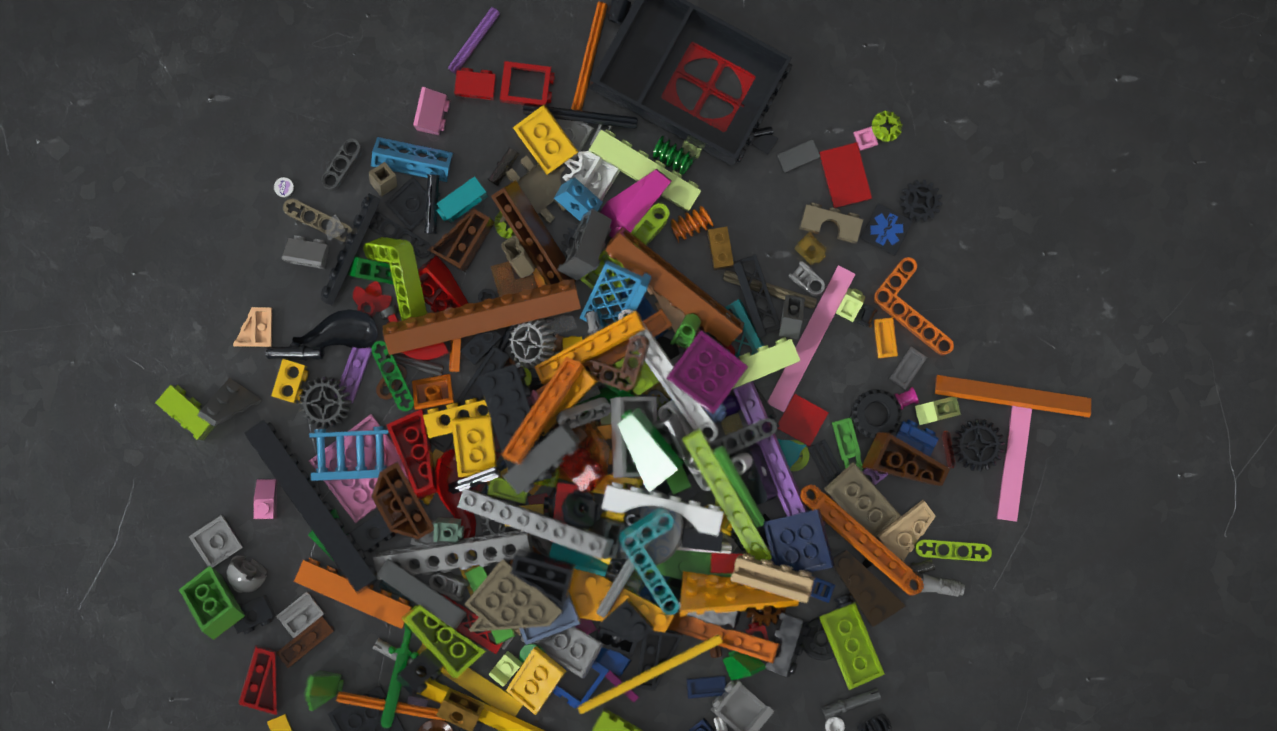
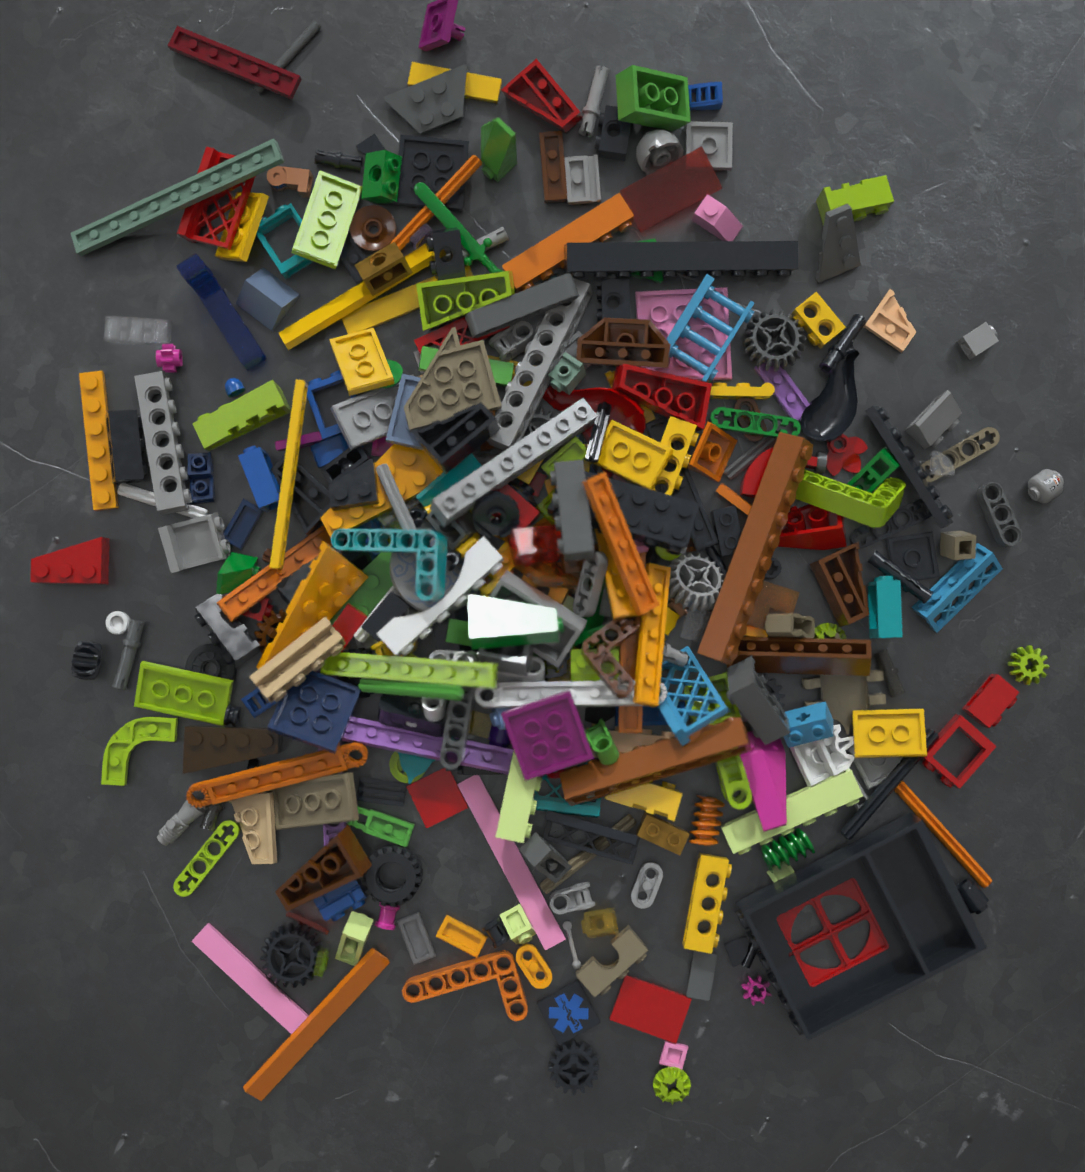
camera: 130 degrees right, 0 degrees up
(181, 556) = (708, 104): none -> blue slope
(228, 260) = (978, 340): none -> light grey brick
(247, 641) = (591, 110): none -> light grey pin
(266, 547) = (671, 189): none -> clear red tile
(284, 187) = (1013, 443): white tile -> none
(299, 146) = (1045, 486): none -> light grey head
(375, 401) = (722, 391): none -> yellow plate
(431, 69) = (1034, 671): none -> lime gear
(431, 111) = (994, 638): bright pink slope -> none
(474, 40) = (1036, 730): medium lavender axle -> none
(505, 668) = (394, 340): yellowish green bracket -> none
(665, 693) = (262, 481): none -> blue window
(701, 272) = (651, 798): none -> yellow wedge
(762, 234) = (646, 884): none -> light grey plate
(773, 169) = (706, 940): none -> yellow brick
(785, 117) = (762, 988): none -> dark pink gear
(828, 270) = (567, 925): none -> light grey hinge
(871, 275) = (533, 965): none -> light orange plate
(907, 662) = (127, 738): none -> lime plate
(968, 421) = (321, 962): none -> clear neon green tile

